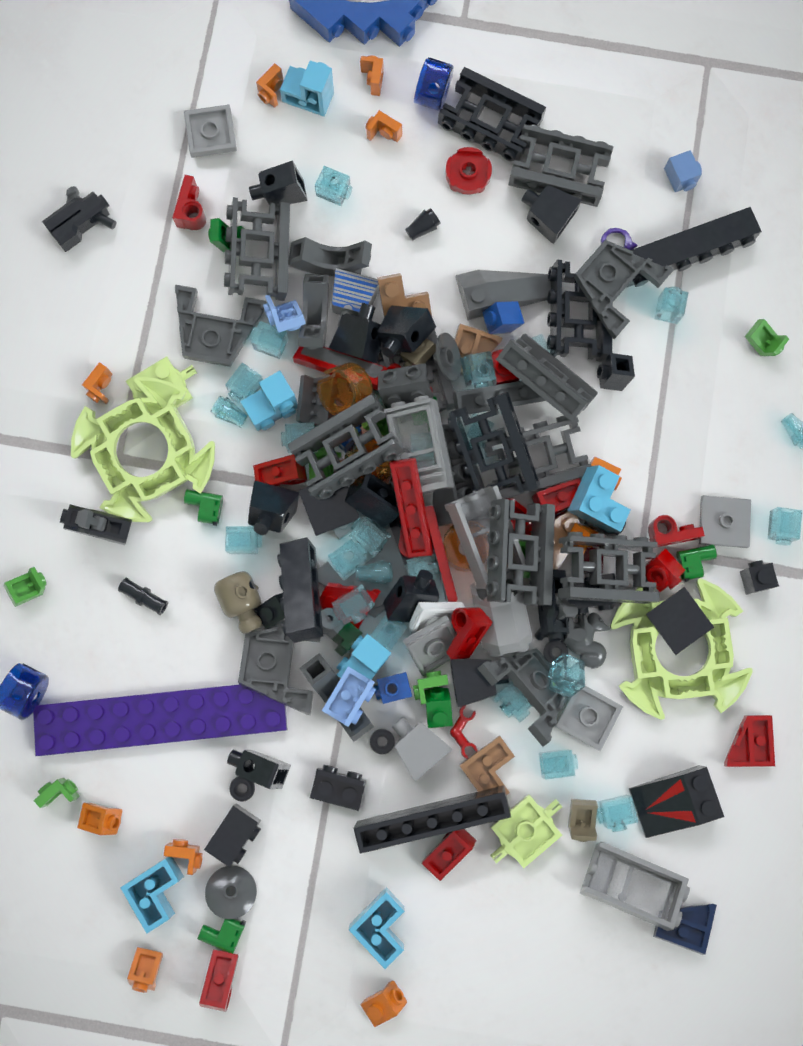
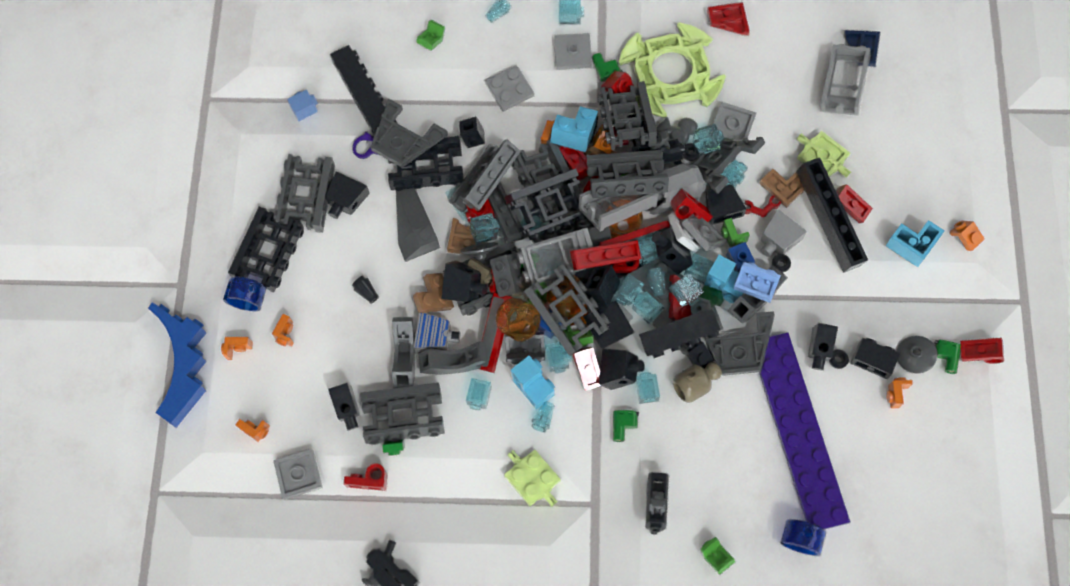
camera: 90 degrees left, 10 degrees down
(51, 791) = (874, 502): bright green bracket -> none
(97, 380) = (531, 527): orange bracket -> none
(99, 819) = (887, 462): orange bracket -> none
(143, 596) = (706, 459): black pin -> none
(144, 970) = (989, 406): orange bracket -> none
(147, 895) = (931, 412): medium azure brick -> none
(181, 463) = (578, 510): yellowish green piece -> none
(213, 337) = (481, 442): dark grey wing -> none
(243, 383) = (519, 408): clear light blue brick -> none
(284, 316) = (458, 381): light blue bracket -> none
(309, 87) = (256, 394): medium azure brick -> none
(333, 186) = (339, 363): clear light blue brick -> none
(338, 787) = (822, 289): black bracket -> none
(358, 335) = (469, 320): black torso -> none
(438, 707) = (749, 224): green bracket -> none
(465, 183) = (308, 254): red plate -> none
(503, 317) = (438, 217): blue brick -> none
(558, 764) = (774, 140): clear light blue brick -> none
(583, 820) = (807, 119): dark tan bracket -> none
(617, 813) = (796, 97): clear light blue brick -> none
(671, 305) = (412, 101): clear light blue brick -> none
(673, 536) = (588, 82): red plate -> none
(676, 801) = (780, 60): black slope -> none
(679, 431) = (509, 88): none -> light grey plate
(679, 620) = (653, 70): black piece -> none
(759, 577) = (612, 24): black brick -> none

